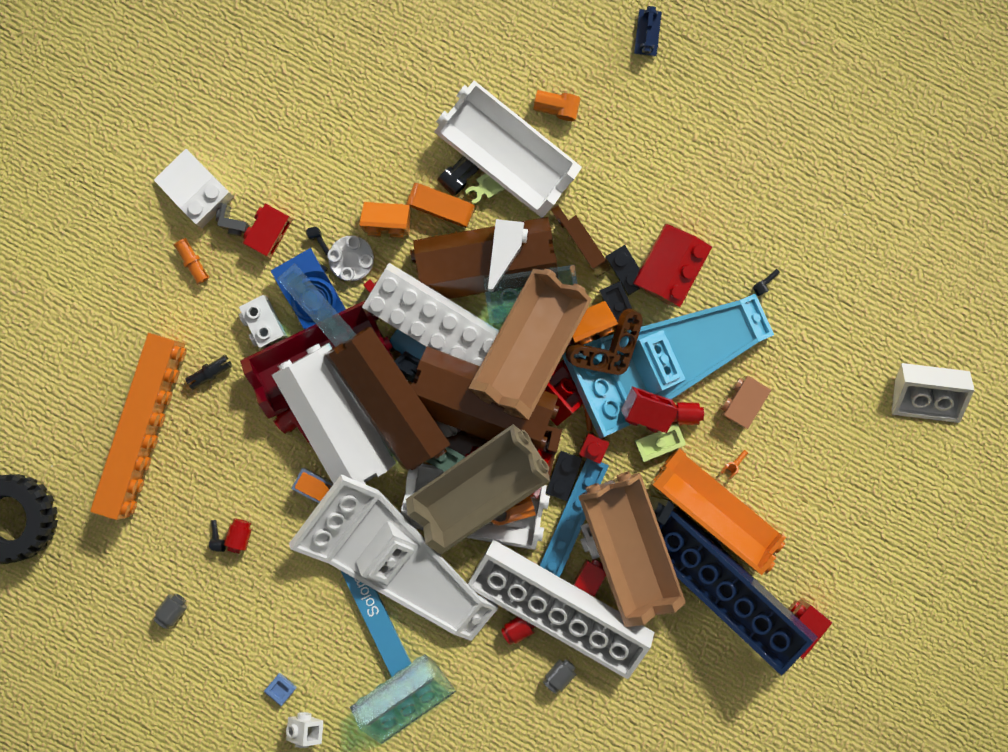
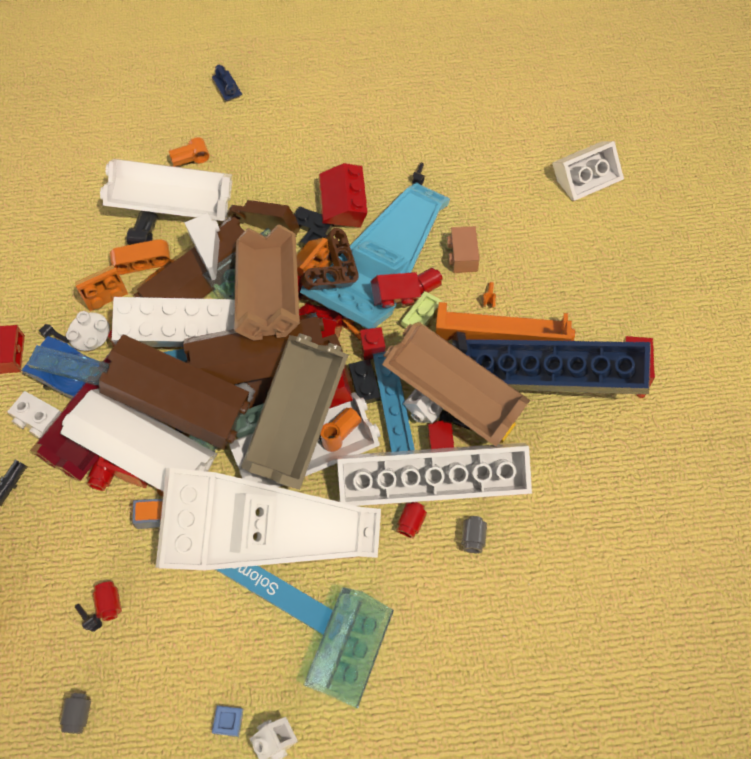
camera: 30 degrees left, 25 degrees down
(487, 187) = (168, 226): yellowish green plate -> none

